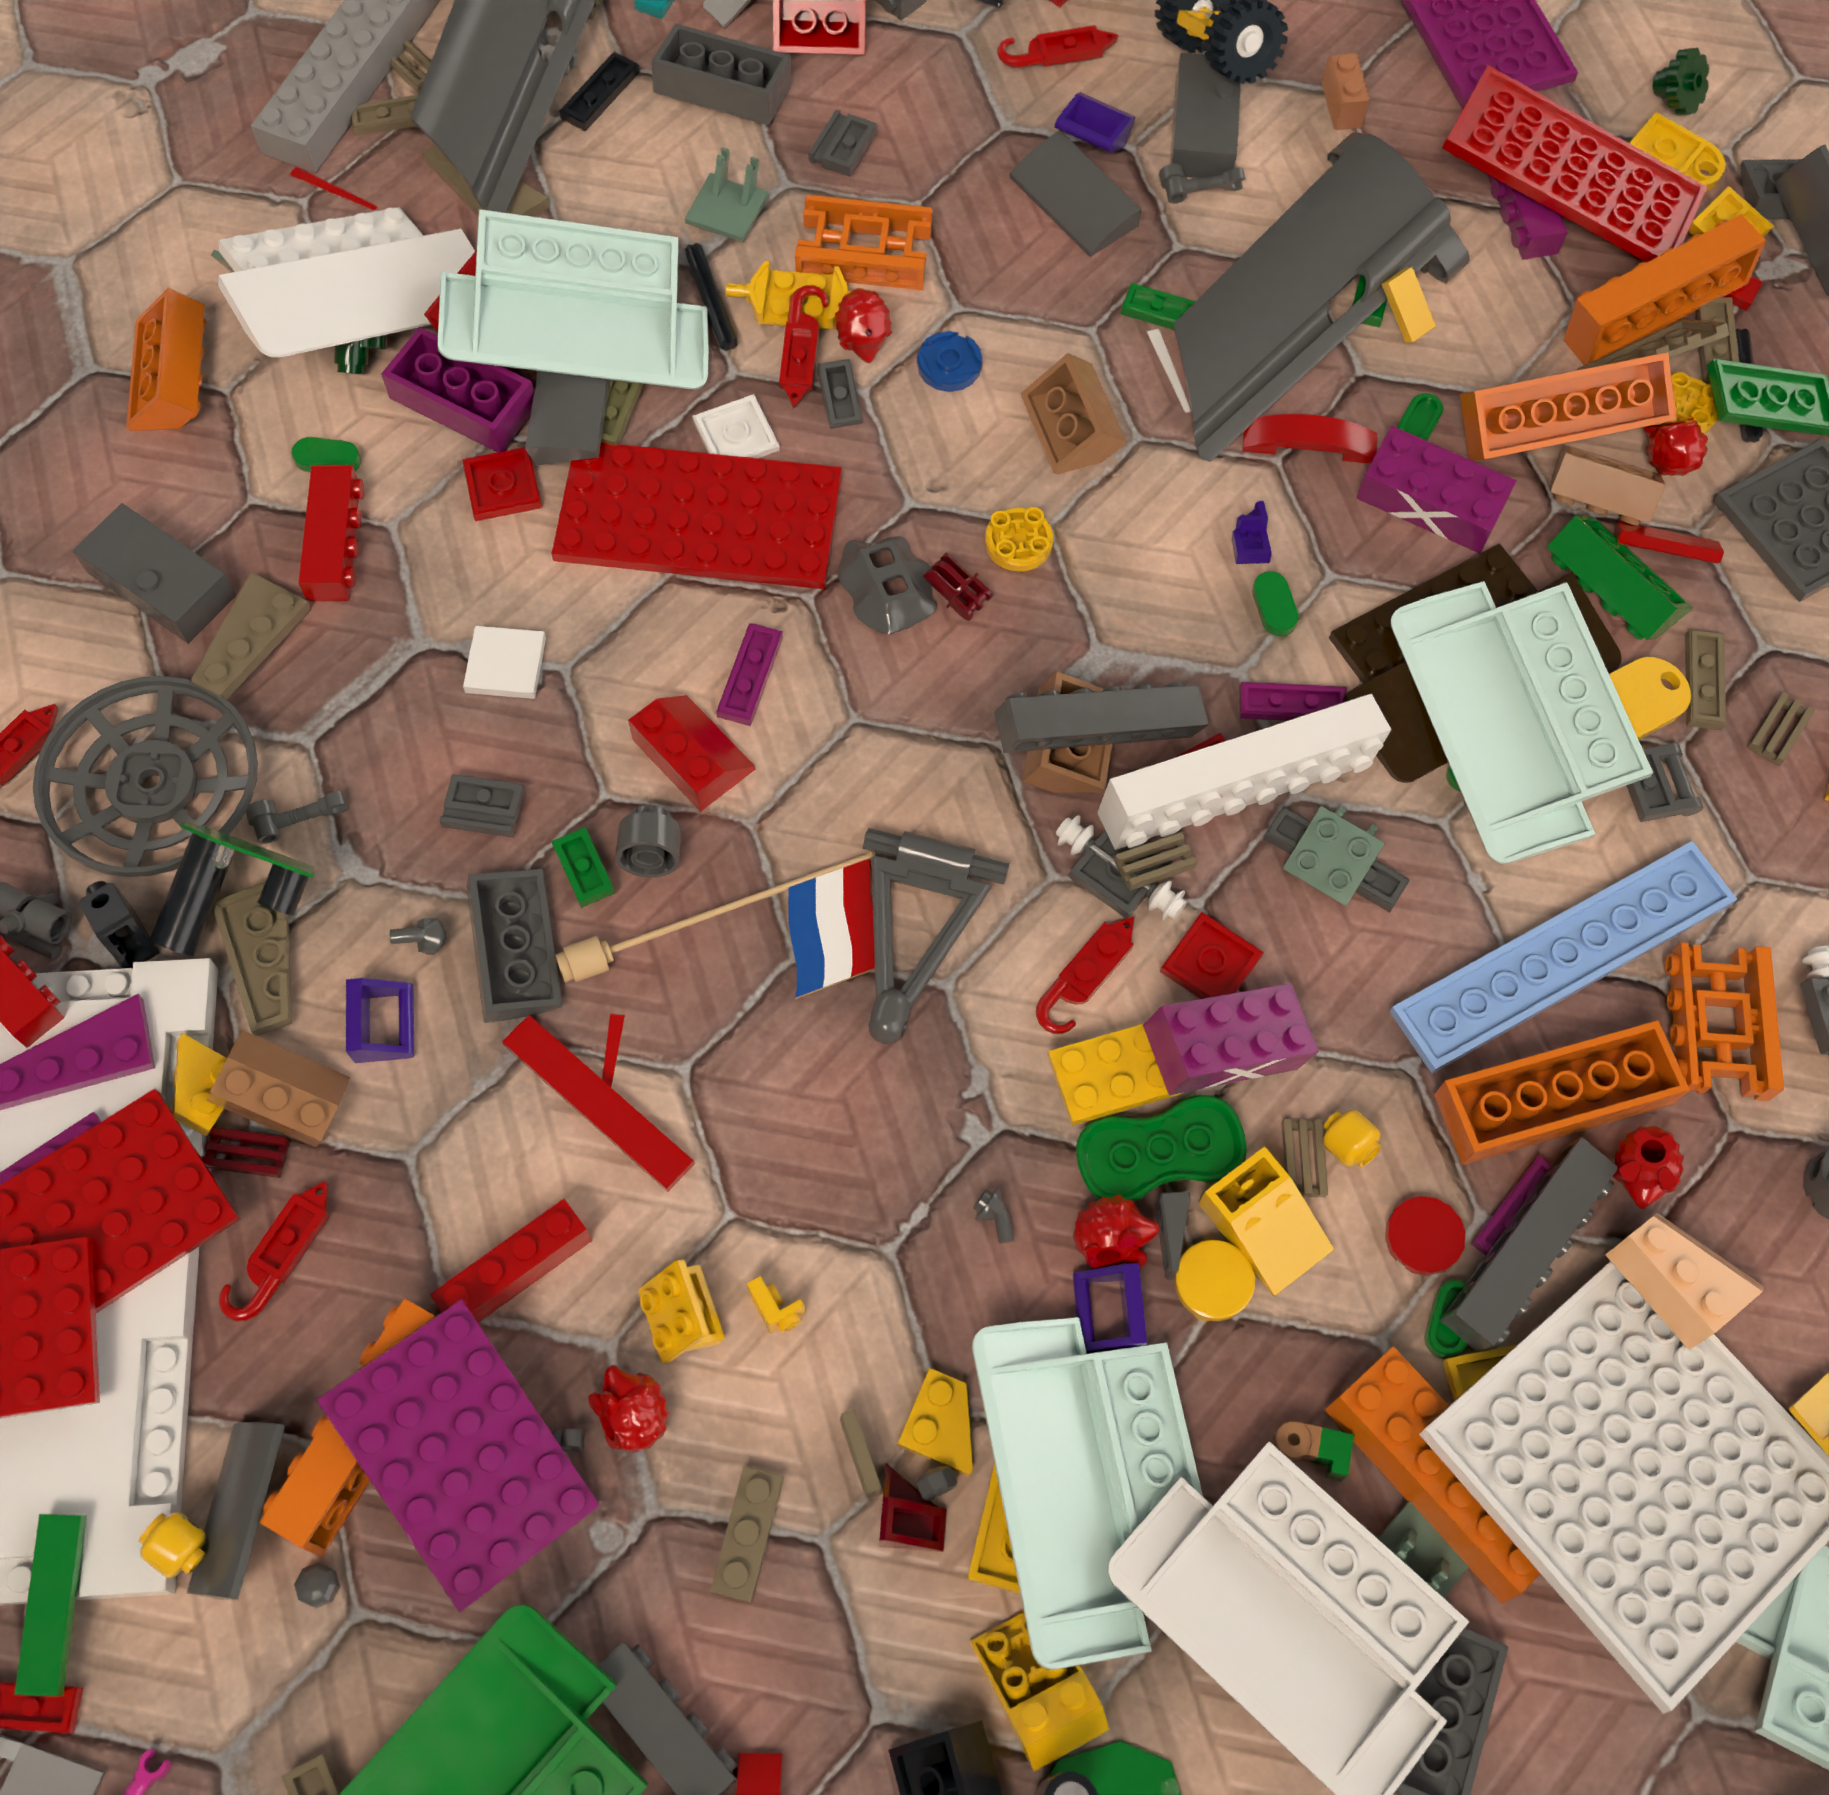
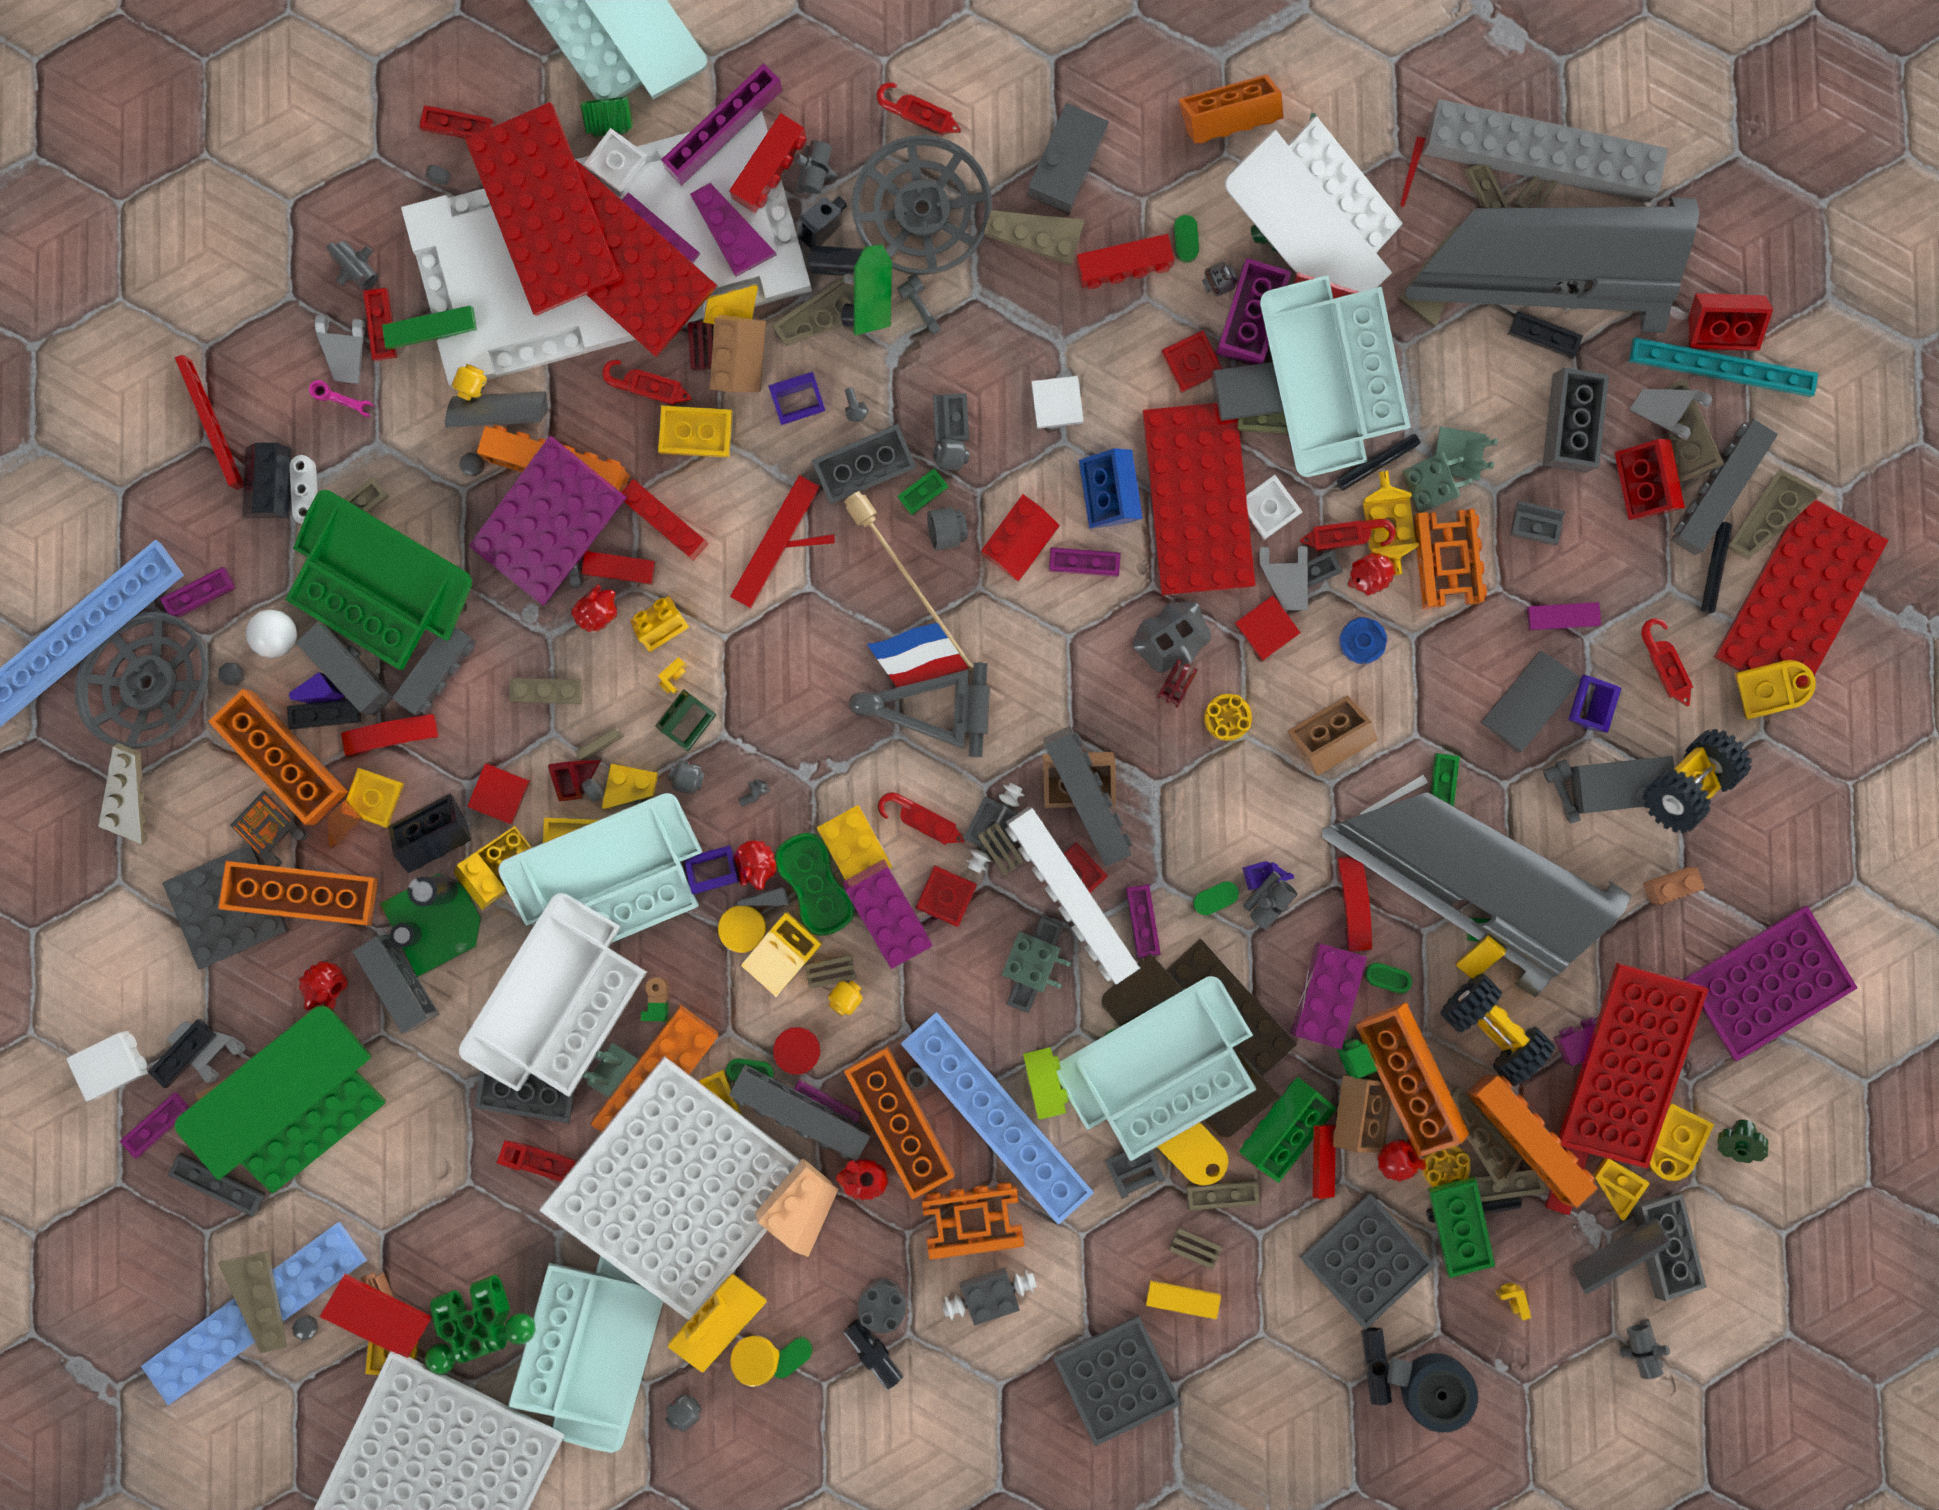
camera: 80 degrees right, 20 degrees up
(382, 1188) = (695, 431): none -> yellow plate
(398, 423) = (1219, 279): none -> flat silver head
(537, 815) = (950, 454): none -> dark grey head
(570, 1362) = (618, 567): none -> red tile
(652, 616) = (1110, 488): none -> blue slope
(757, 235) = (1433, 483): none -> sand green plate
(839, 1314) = (677, 712): none -> dark green tile
(842, 429) = (1288, 579): none -> light grey flag
(904, 467) = (1267, 628): none -> red tile
(907, 1658) = (498, 793): none -> red tile
(948, 1318) = (686, 777): none -> dark grey head
(971, 141) = (1564, 616): none -> magenta tile
(1292, 530) = (1270, 900): none -> dark grey pin
(1478, 314) = (1521, 1050): none -> black plate
(1491, 1054) = (917, 1079): none -> dark grey tile
(1520, 873) = (1044, 1083): none -> lime brick
(1533, 465) = (1356, 1058): none -> green brick
(1572, 1712) = (535, 1160): none -> red slope

